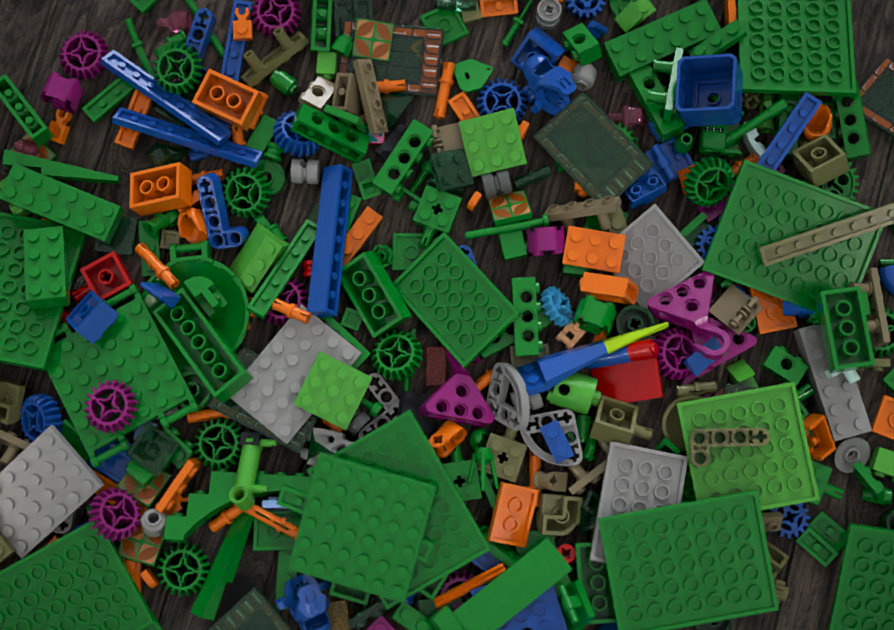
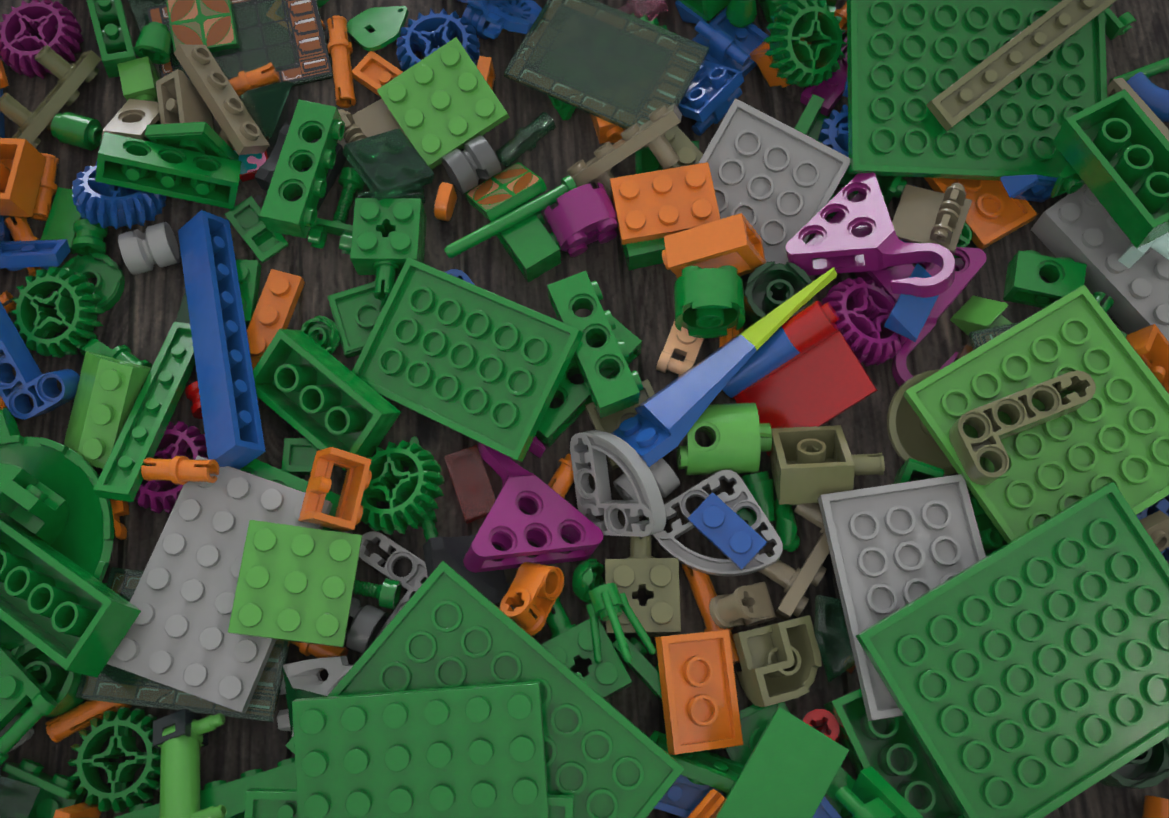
camera: 20 degrees left, 10 degrees down
(373, 354) = (356, 482): none -> orange window
(557, 306) = (640, 312): dark azure gear -> none
(696, 388) = (924, 360): olive pin -> none

